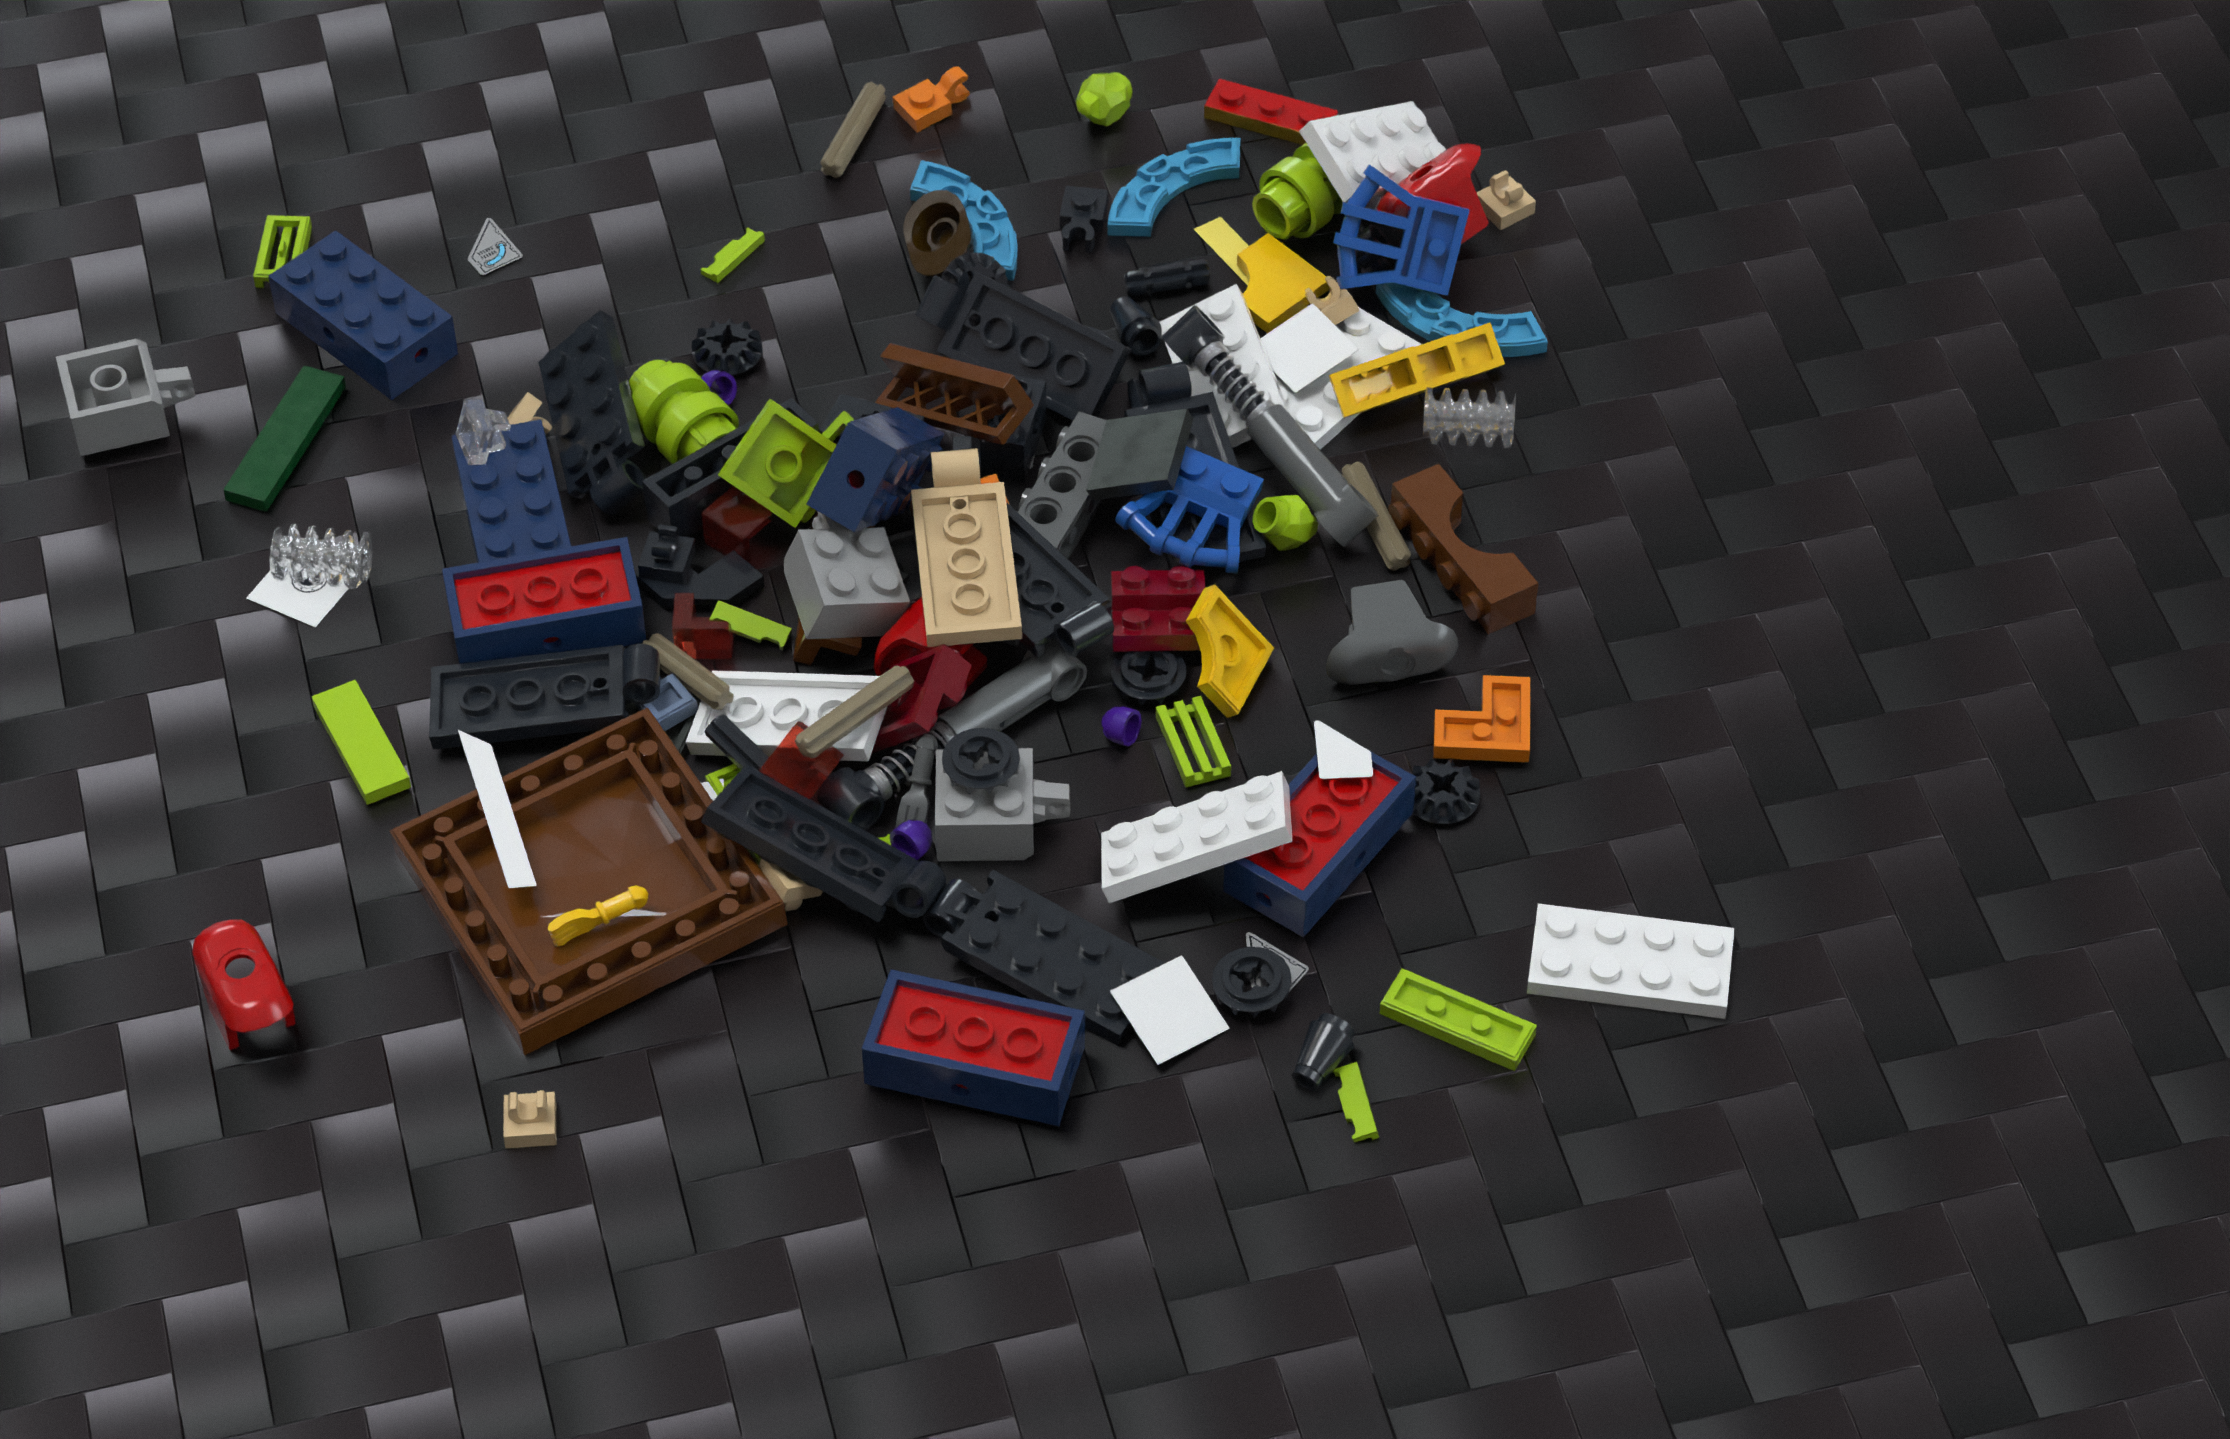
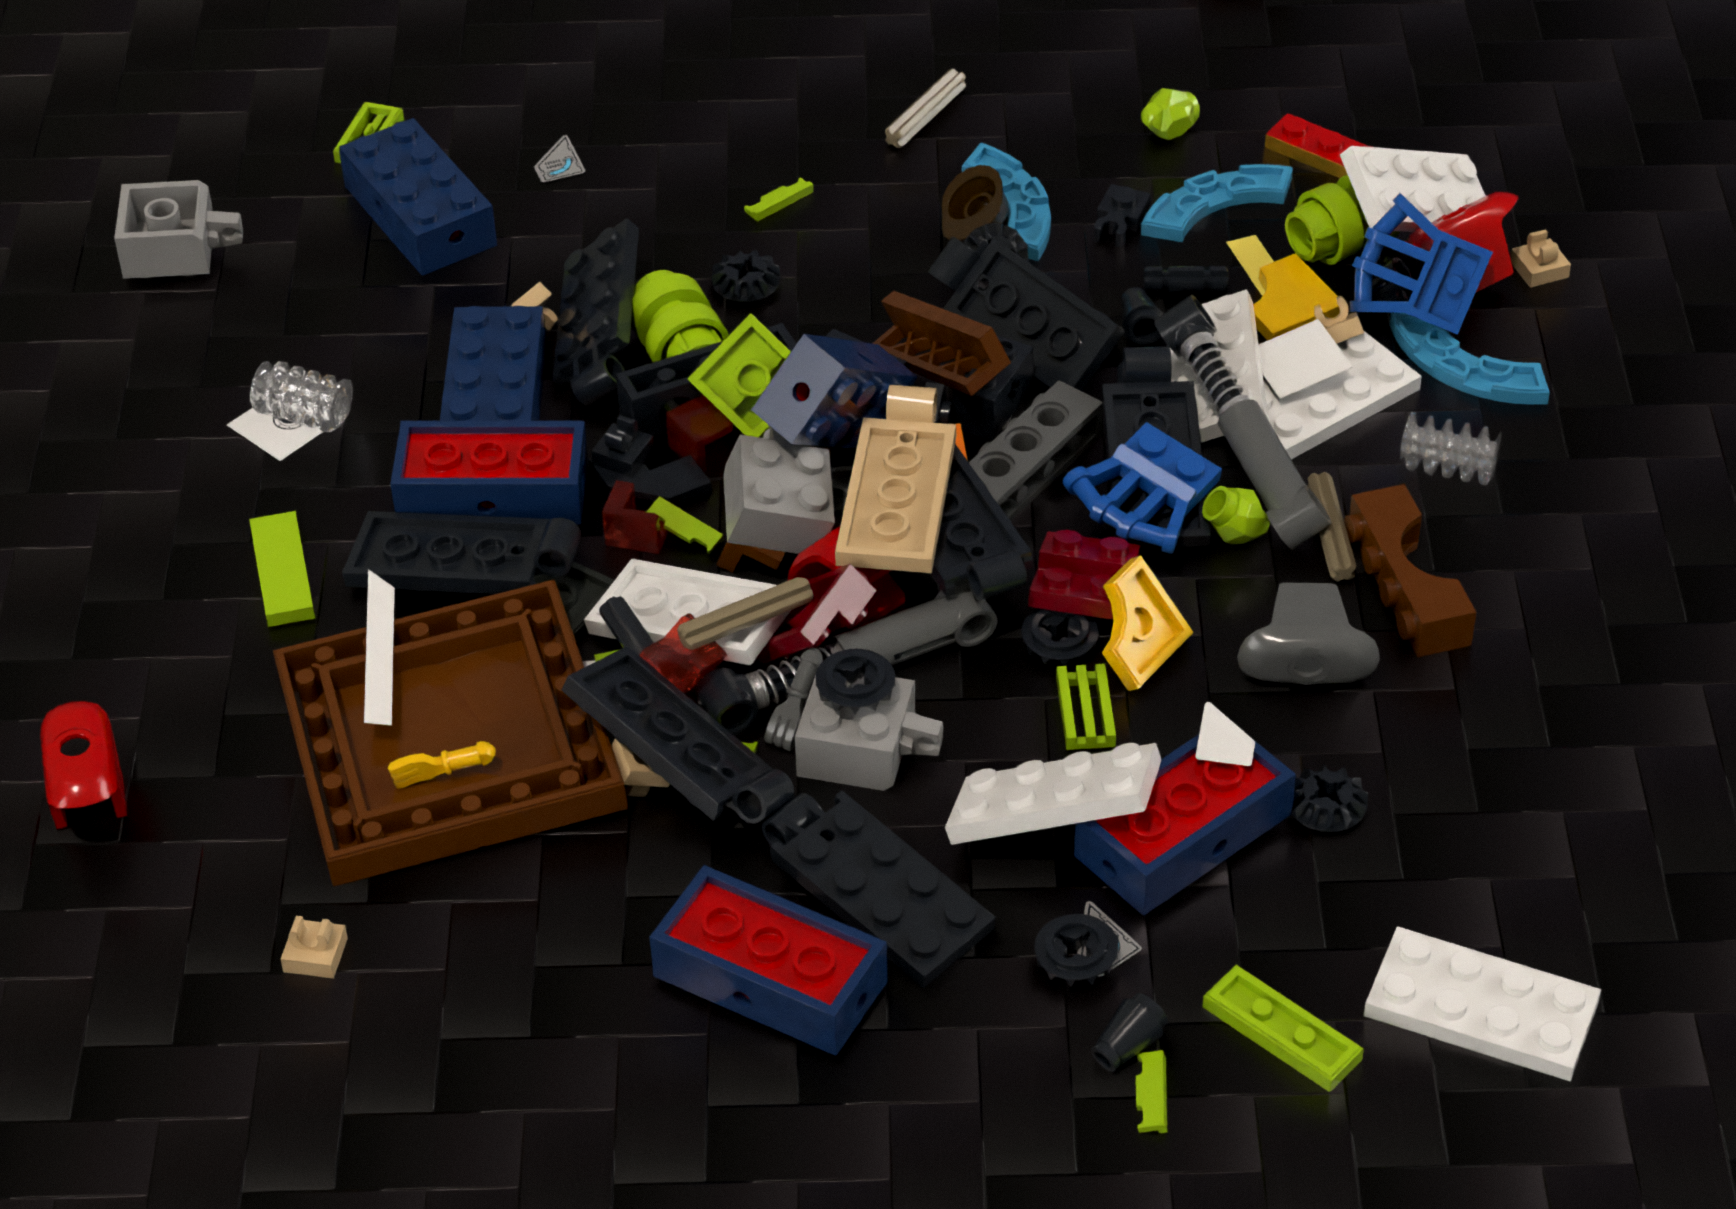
camera: 15 degrees right, 5 degrees down
(284, 438) = (310, 292): dark green tile -> none
(480, 431) = (473, 302): clear tile -> none
(672, 704) = (581, 582): sand blue tile -> none
(691, 673) = (607, 556): dark tan axle -> none
(722, 383) = (729, 305): dark purple hinge -> none
(912, 838) = (775, 748): dark purple hinge -> none
(930, 103) = (1004, 96): orange plate -> none
(1121, 725) = (1018, 678): dark purple hinge -> none
(1140, 454) = (1102, 425): pearl dark grey tile -> none
(1169, 1010) = (983, 961): white sticker -> none
(1415, 369) = (1394, 395): yellow slope -> none
(1492, 734) = (1393, 752): orange plate -> none

